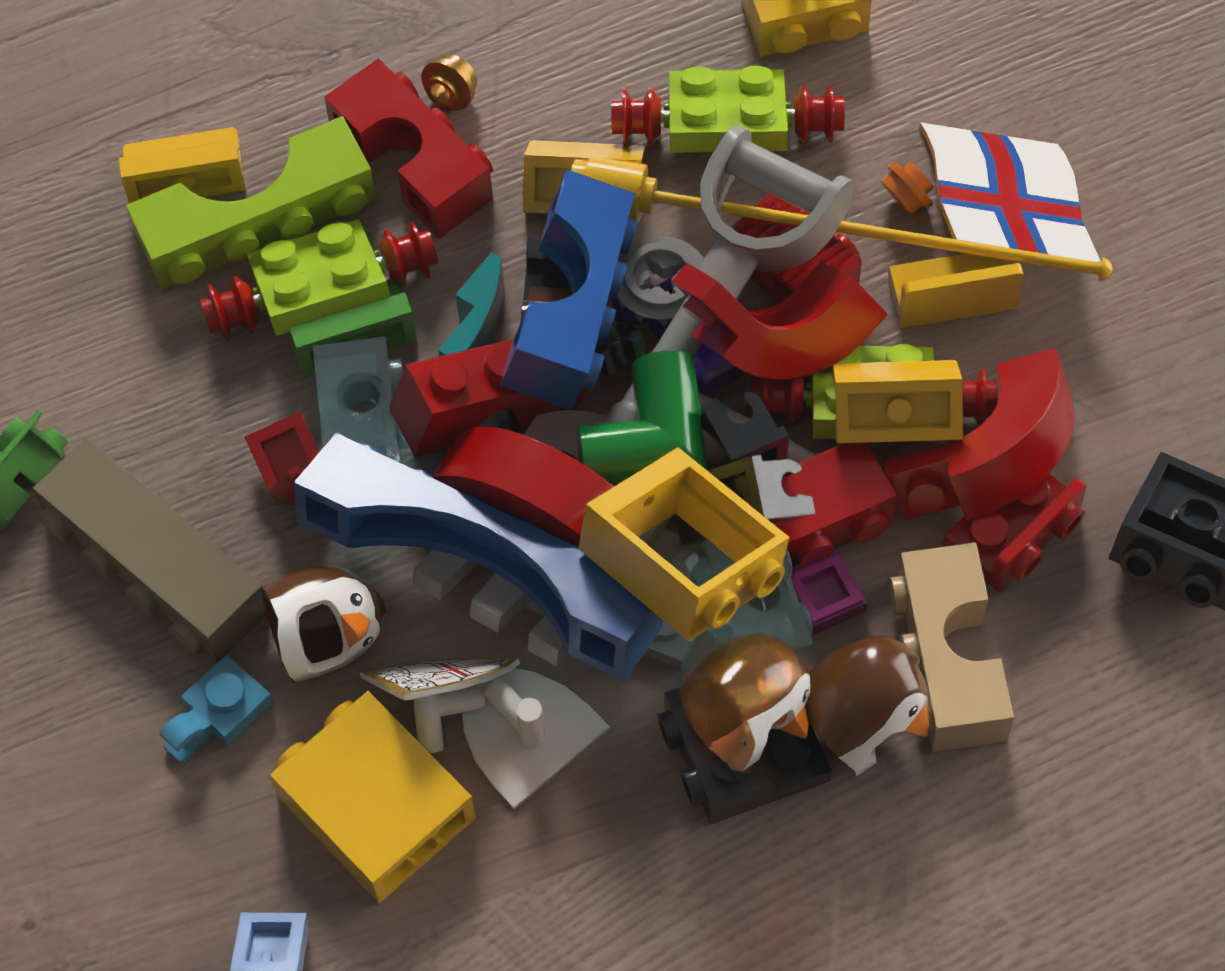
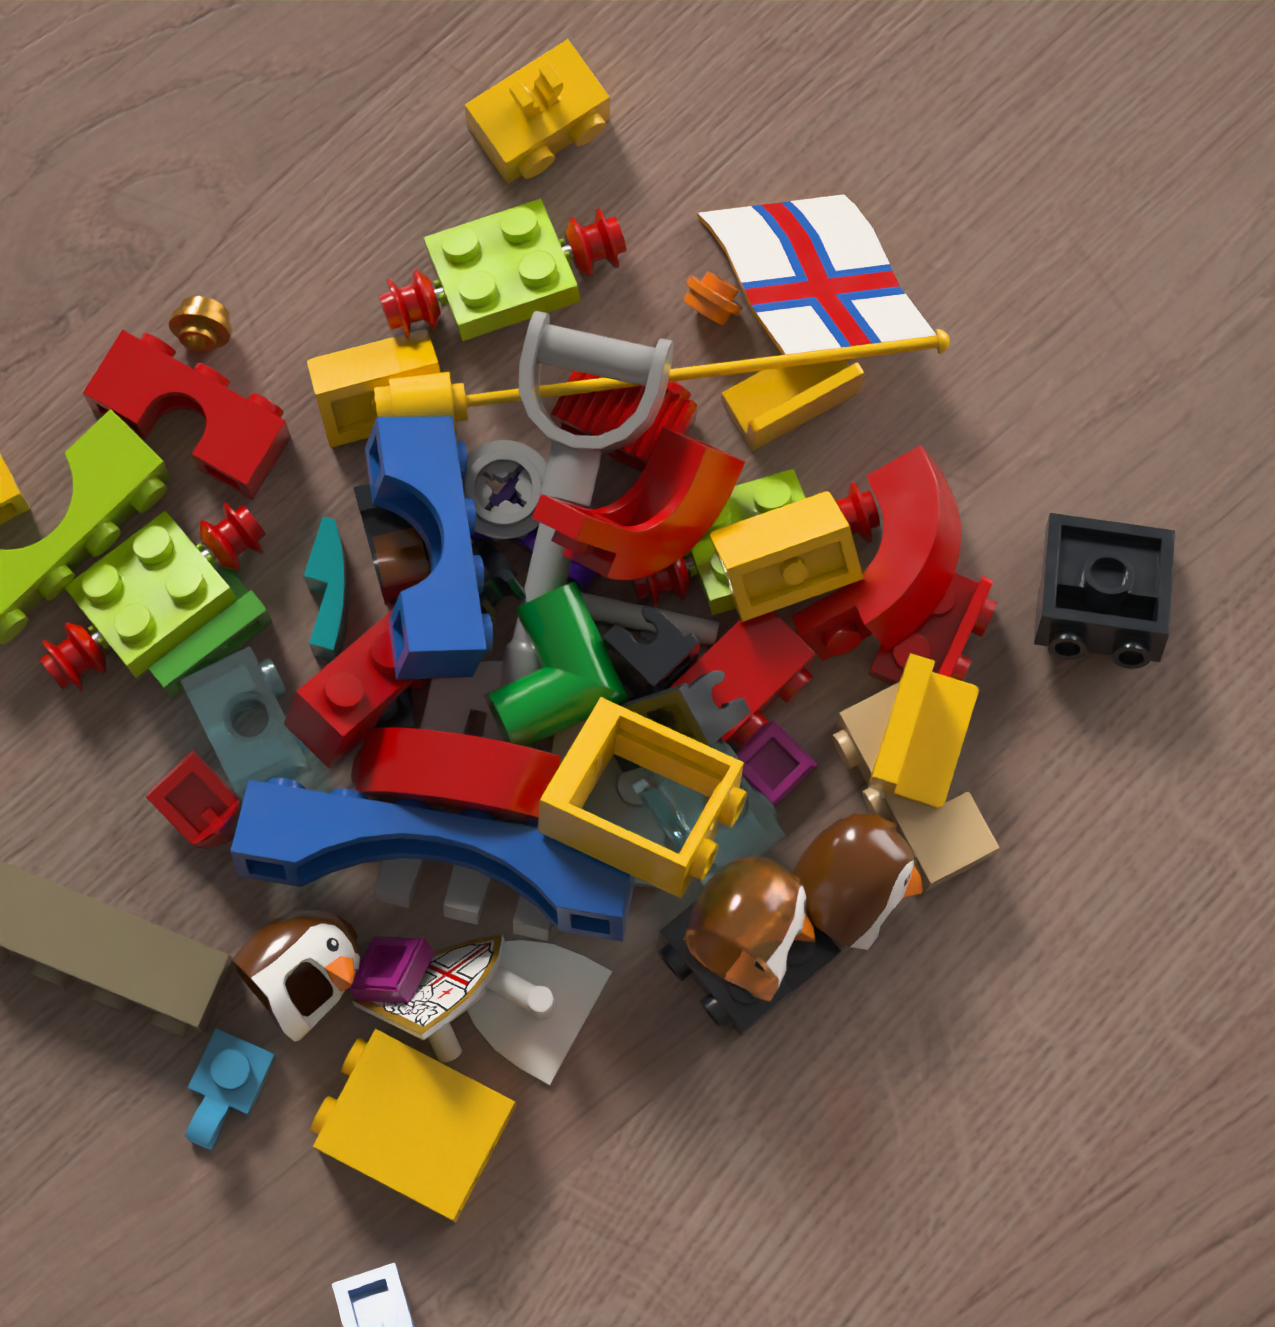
camera: 25 degrees left, 15 degrees up
(404, 651) = (391, 969): none -> magenta tile
(971, 589) = (923, 735): none -> yellow panel

